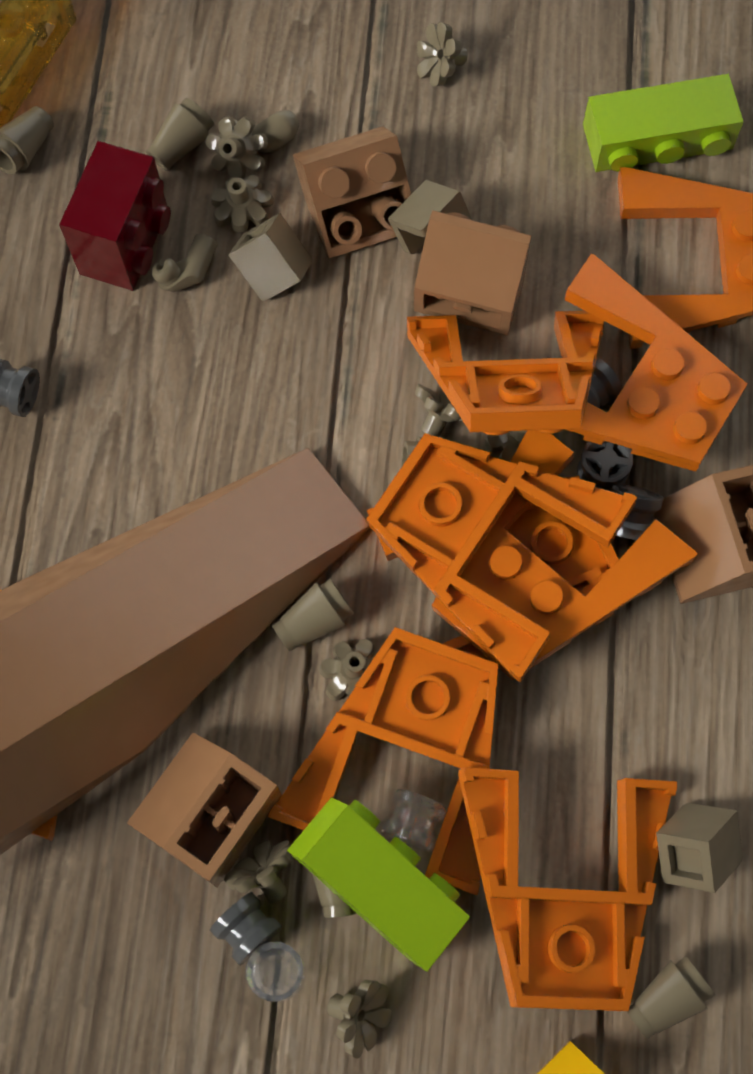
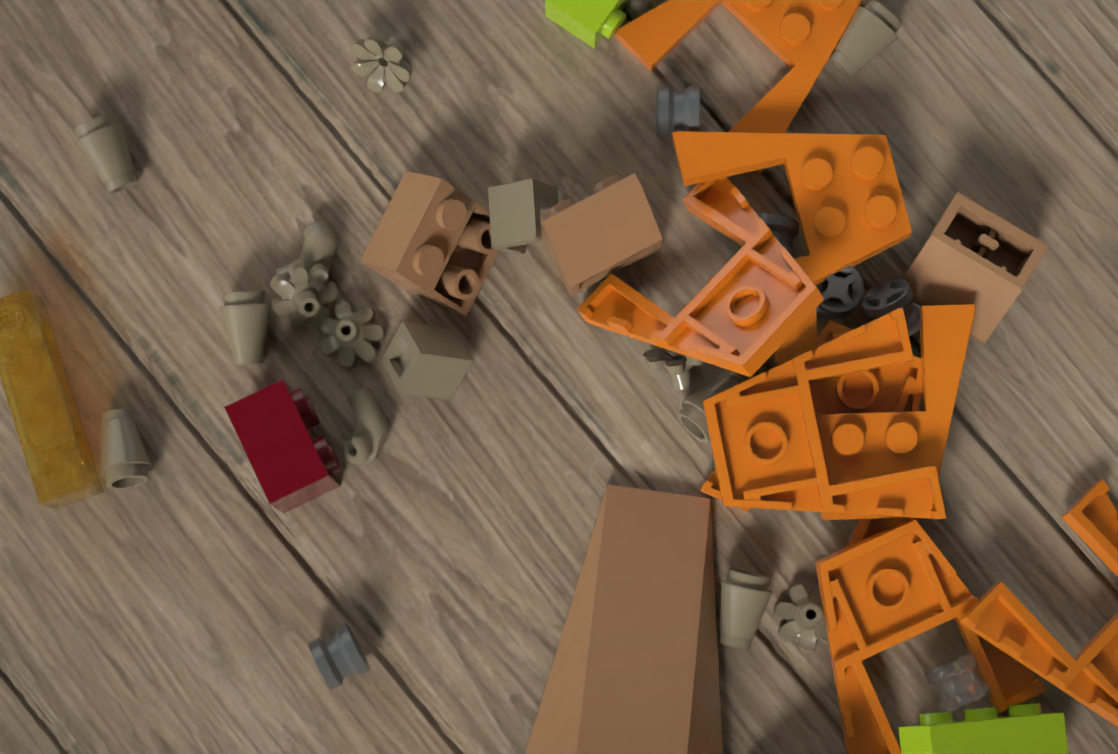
camera: 45 degrees left, 10 degrees up
(612, 247) = (677, 110): none -> dark grey wheel

